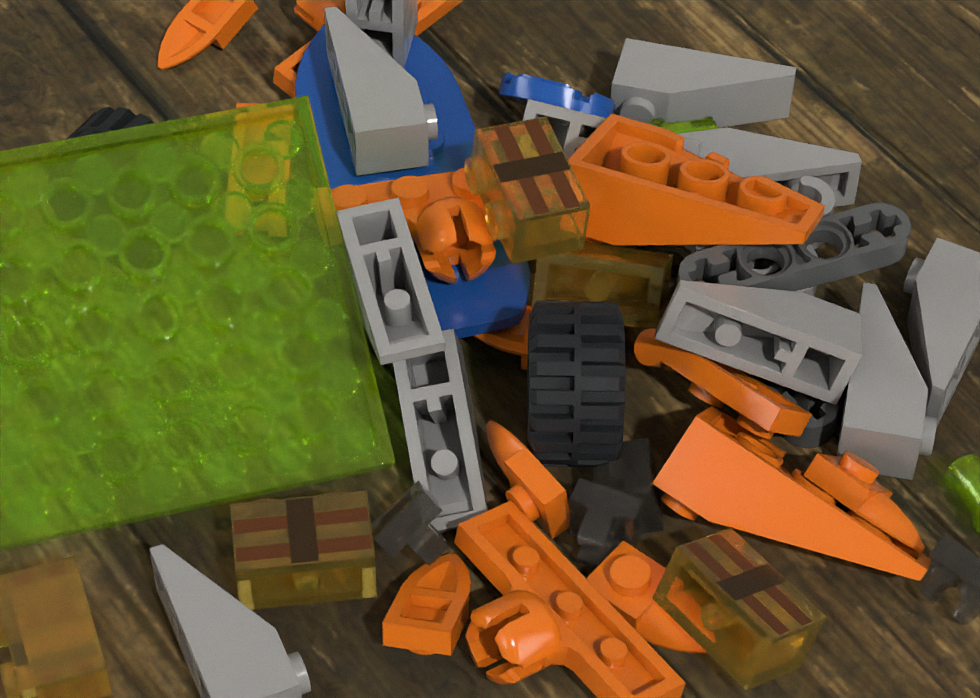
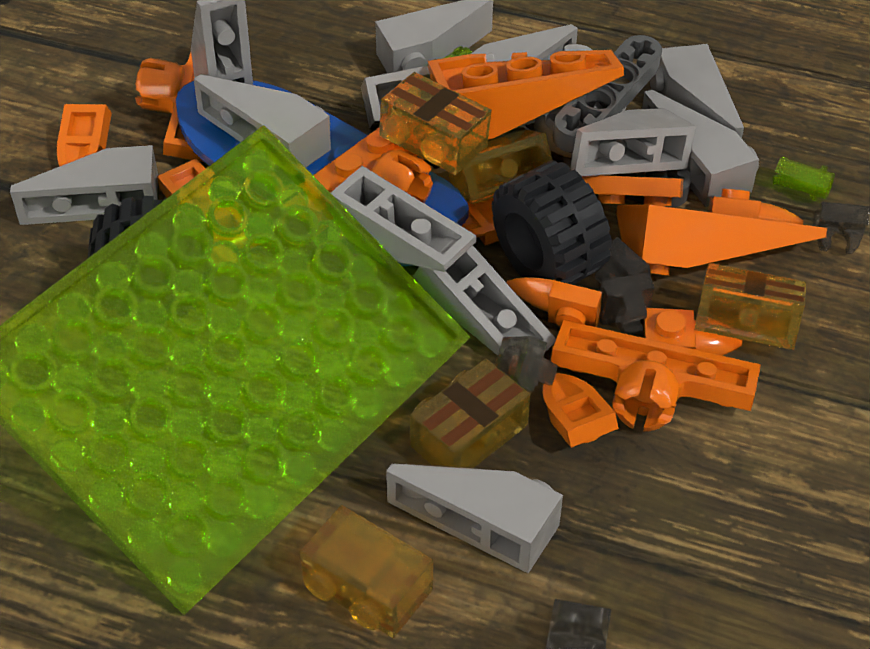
camera: 35 degrees left, 0 degrees up
(160, 78) = (87, 186): none -> light grey slope
(526, 87) = (353, 74): blue tile -> none

